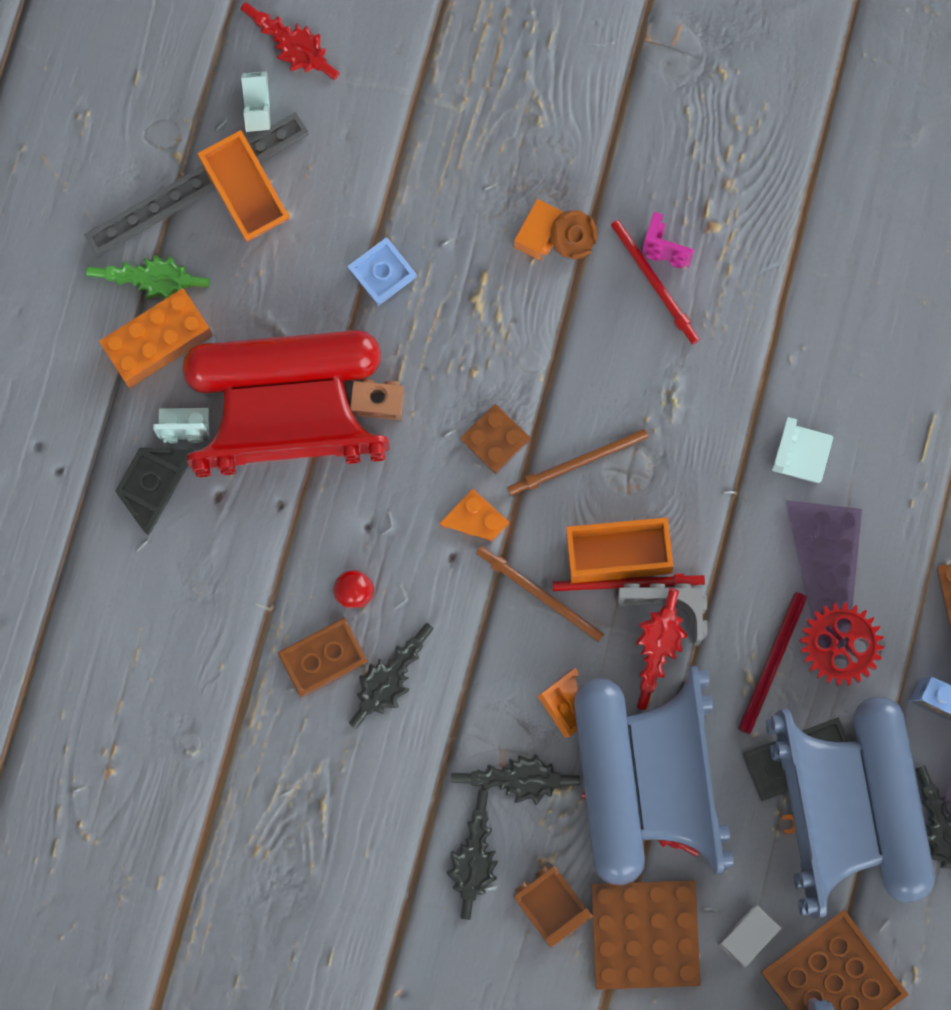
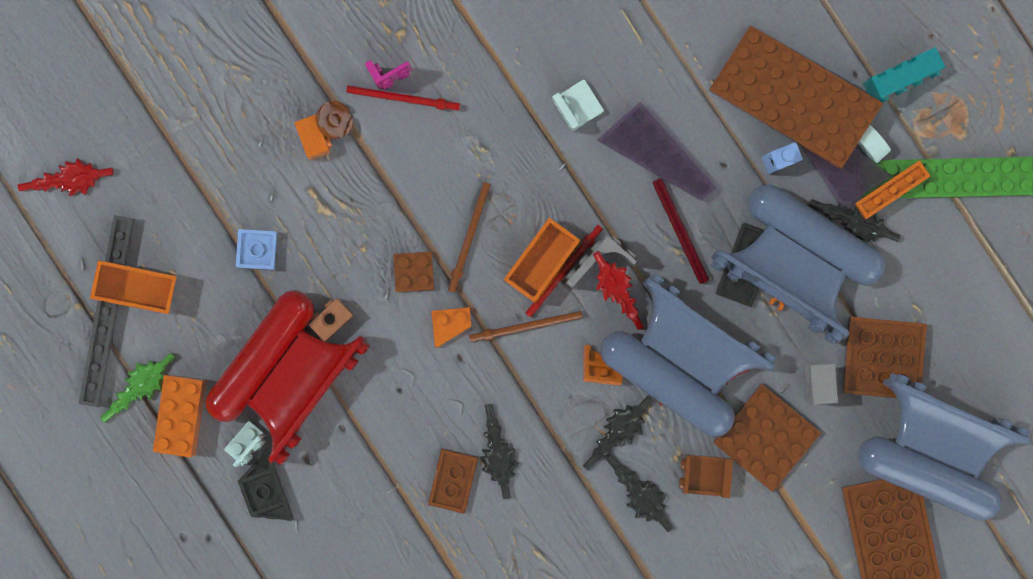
camera: 50 degrees left, 10 degrees up
(256, 101) = (86, 232): light aqua brick -> none
(353, 589) = (429, 429): red hair -> none
(859, 629) = (706, 202): red gear -> none

